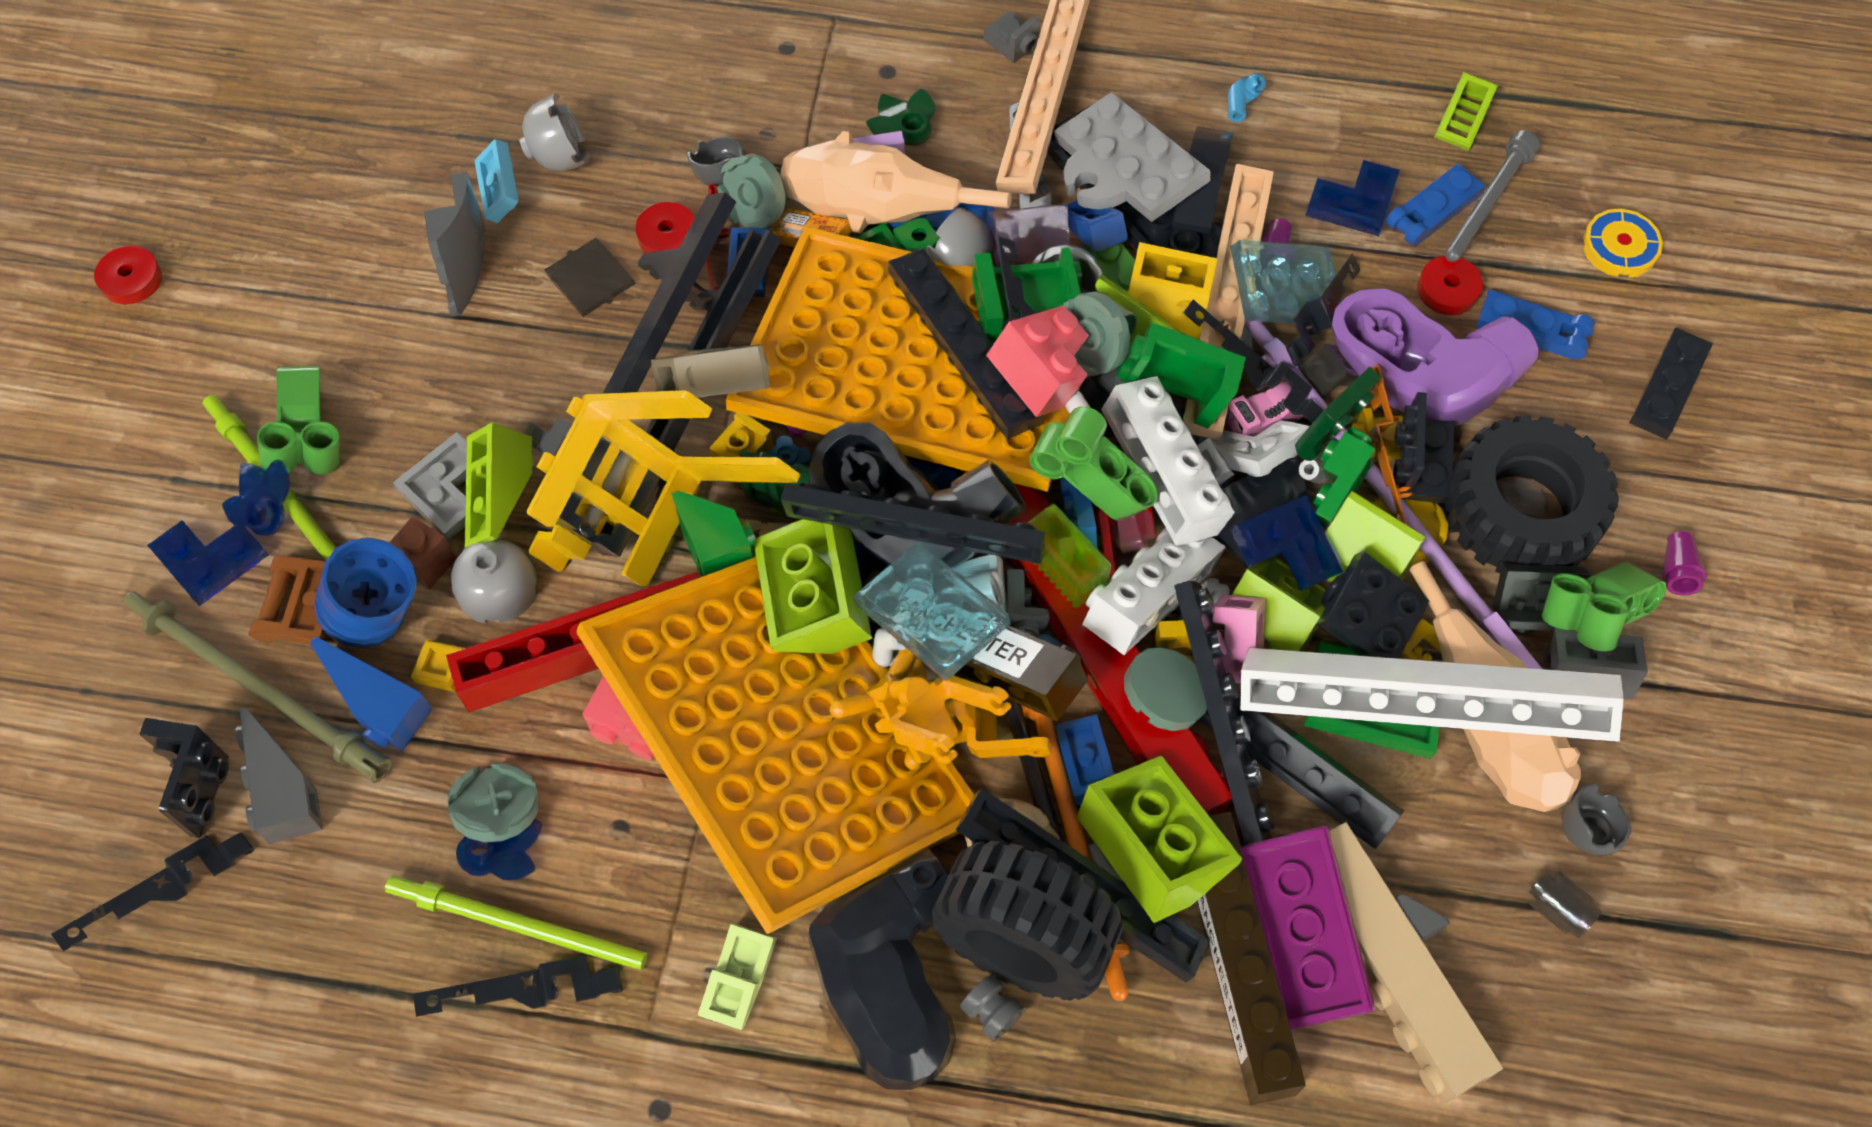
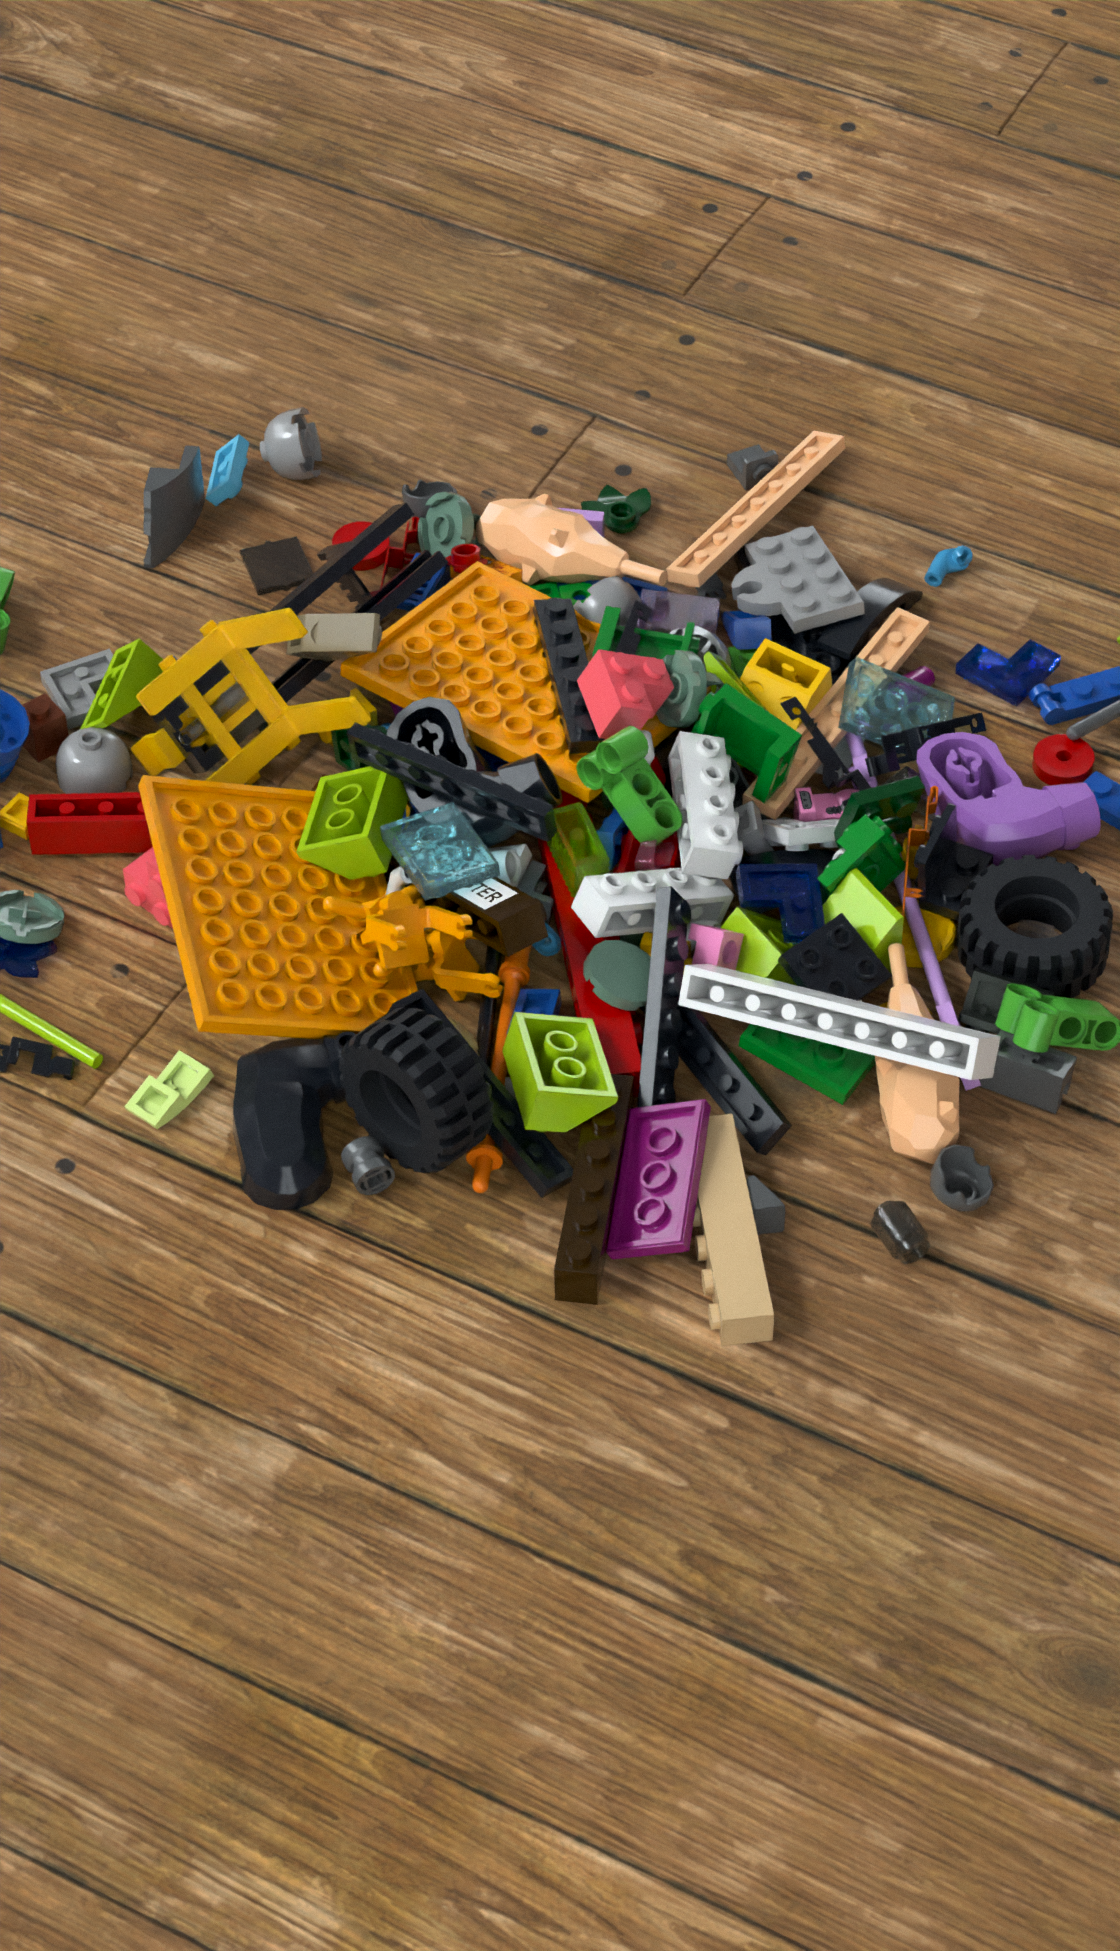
camera: 20 degrees right, 15 degrees down
(713, 533) = (289, 760): green slope -> none
(787, 223) = (464, 556): none -> red plate

